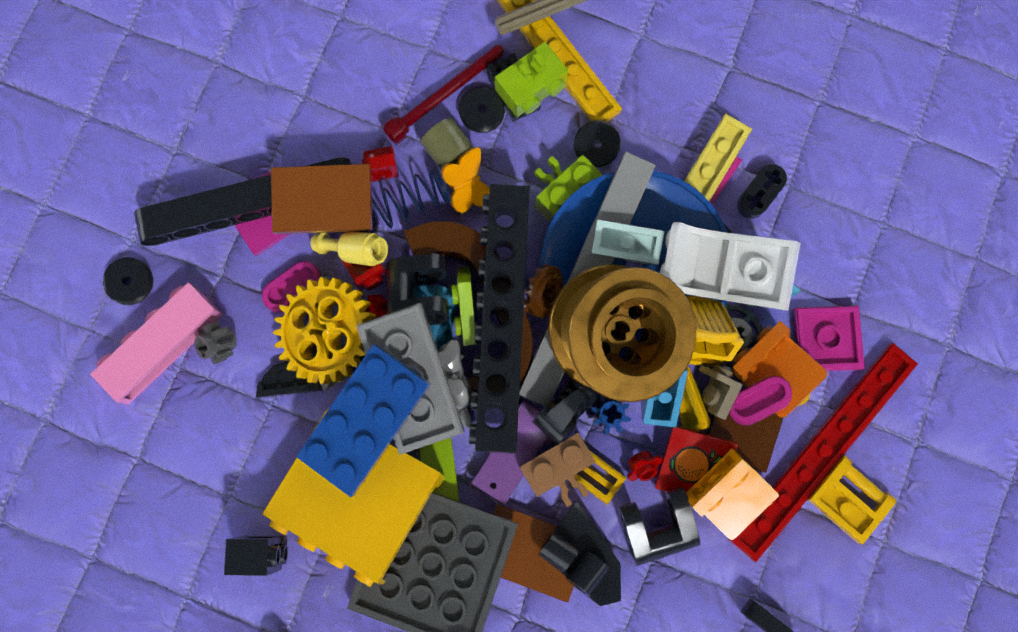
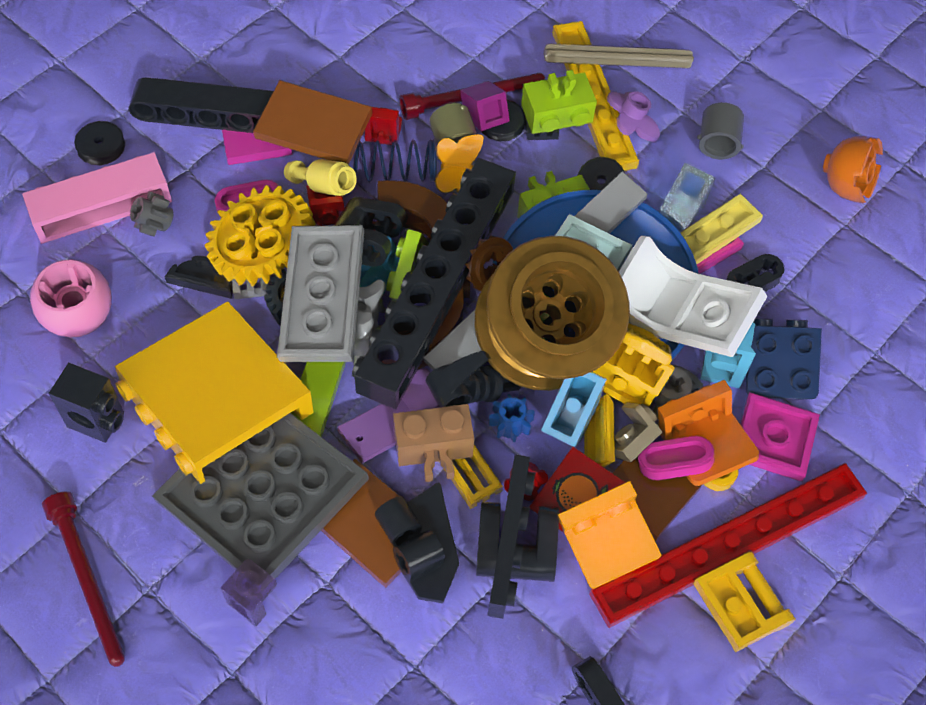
camera: 20 degrees right, 20 degrees down
(205, 477) = (70, 298): none -> bright pink wheel
(363, 420) = (257, 310): blue plate -> none
(464, 105) = (486, 105): none -> magenta panel
(599, 56) = (632, 116): none -> medium lavender animal
(662, 550) = (509, 551): none -> black plate
(679, 141) = (687, 196): none -> clear light blue slope
(685, 49) = (721, 131): none -> dark grey piece
(813, 45) = (853, 167): none -> orange cylinder
(820, 264) = (785, 360): none -> dark blue bracket

